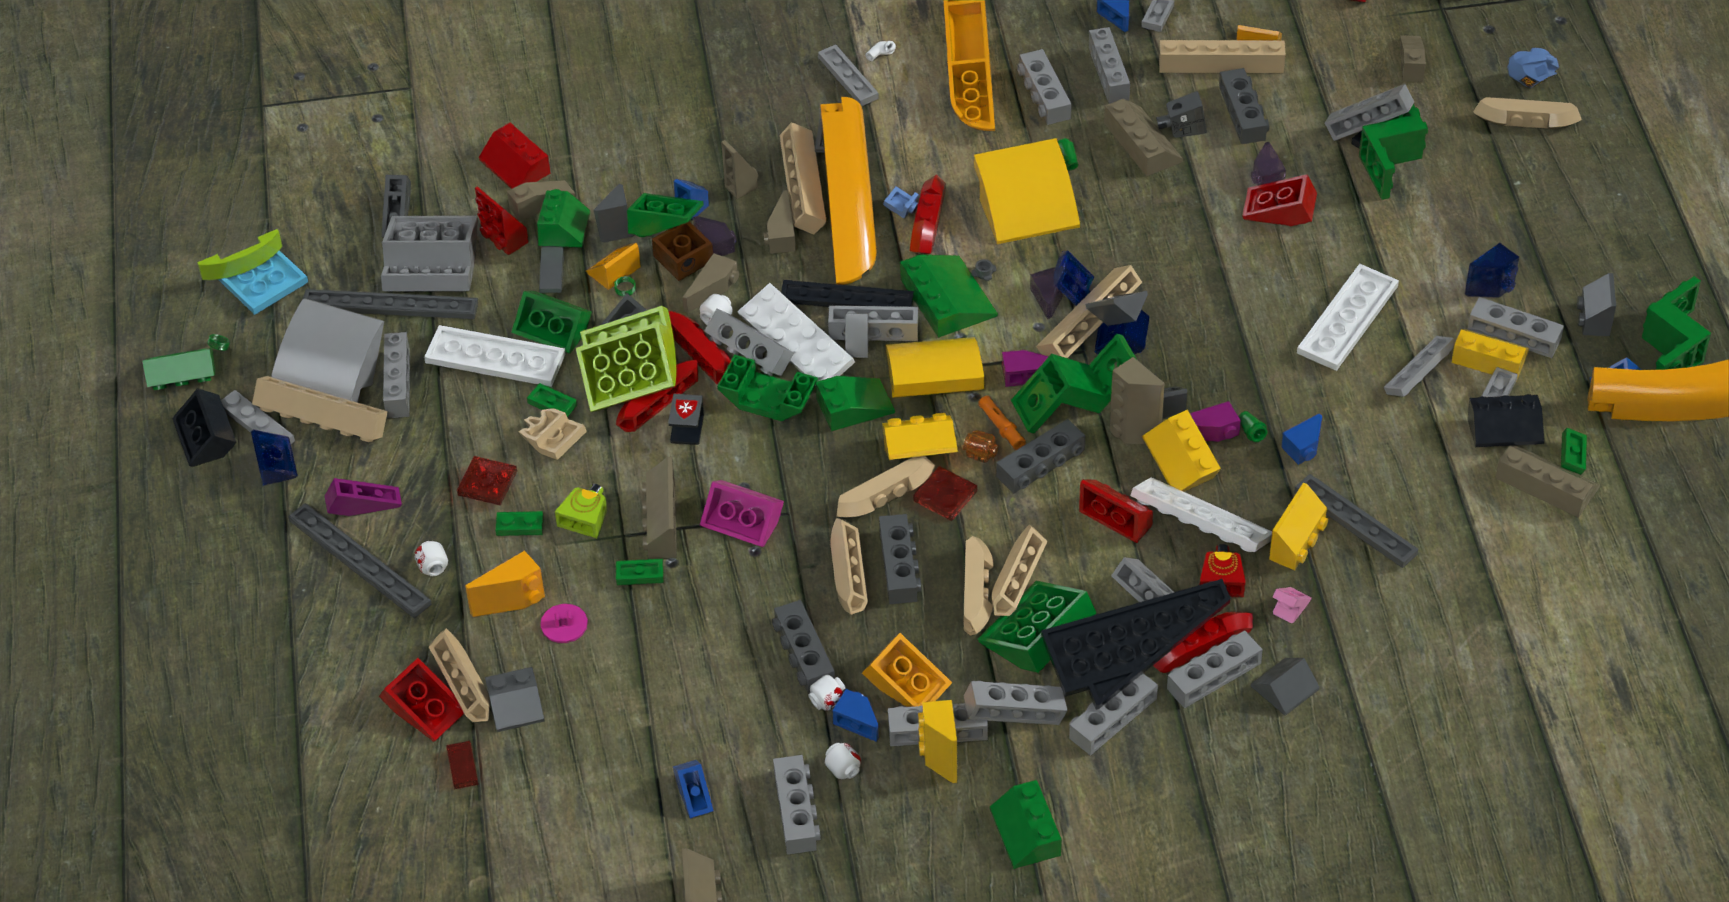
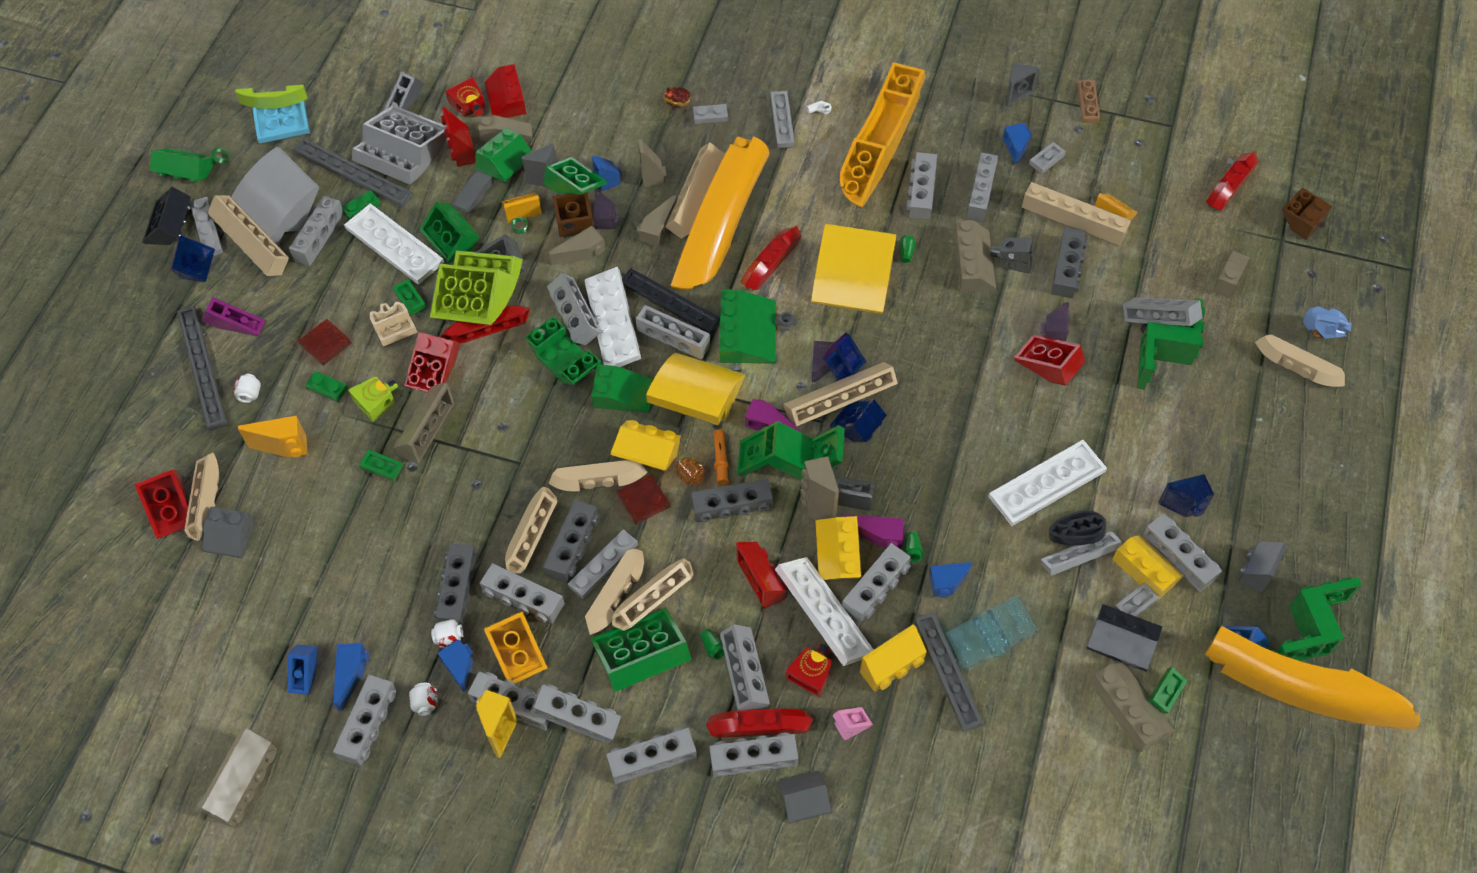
camera: 25 degrees right, 10 degrees up
(424, 332) = (358, 204): none -> green plate
(462, 765) = (161, 568): clear red tile -> none
(470, 174) = (466, 98): none -> red torso
(564, 623) = (305, 483): dark pink piece -> none
(624, 453) = (431, 361): none -> red slope
(686, 419) = (490, 353): piece -> none
(698, 346) = (537, 283): red brick -> none
(710, 305) = (569, 268): white head -> none
(715, 94) = (677, 97): none -> clear red hair
(741, 512) = (482, 448): dark pink slope -> none
(742, 764) = (349, 669): none -> blue slope
(763, 98) = (710, 114): none -> light grey plate
(856, 334) = (652, 337): light grey slope -> none
(879, 625) = (498, 576): none -> light grey brick
(901, 202) = (757, 238): medium blue bracket -> none
(944, 568) = (602, 564): none -> light grey plate
(1026, 825) = (524, 827): green slope -> none
(1109, 592) = (712, 644): none -> green cone
(1118, 308) = (860, 399): dark grey slope -> none
(1121, 644) = (682, 703): black wing -> none
(1236, 471) = (892, 558): none -> light grey brick
(1379, 467) = (991, 632): none -> clear light blue plate
(1404, 345) = (1068, 533): none -> black piece

